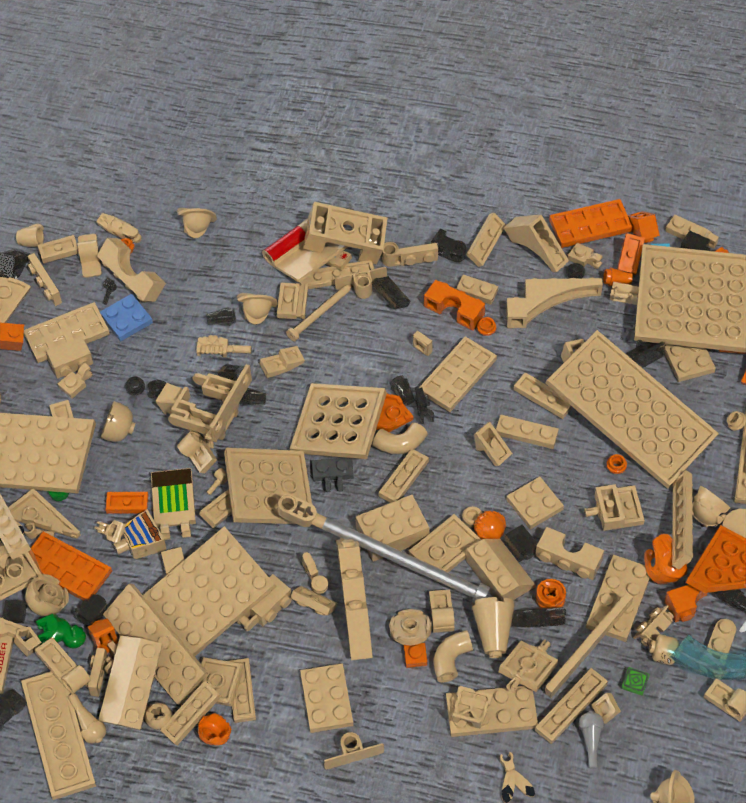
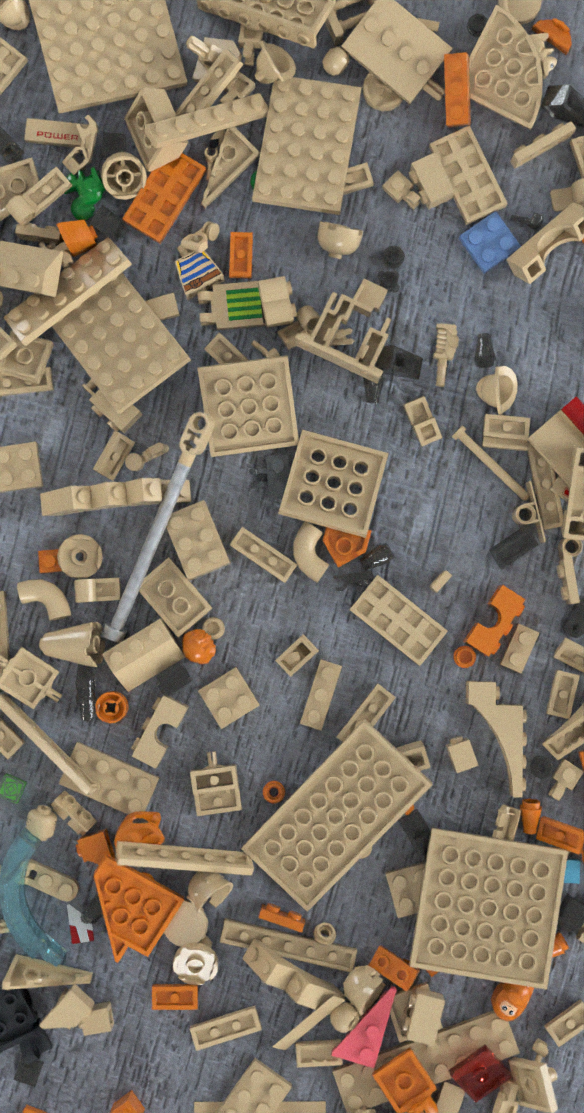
camera: 95 degrees right, 30 degrees up
(173, 468) = (276, 302): none -> tan brick
(513, 257) = (562, 694): none -> tan plate
(570, 325) = (461, 754): none -> tan brick
(724, 459) = (289, 920): none -> orange plate

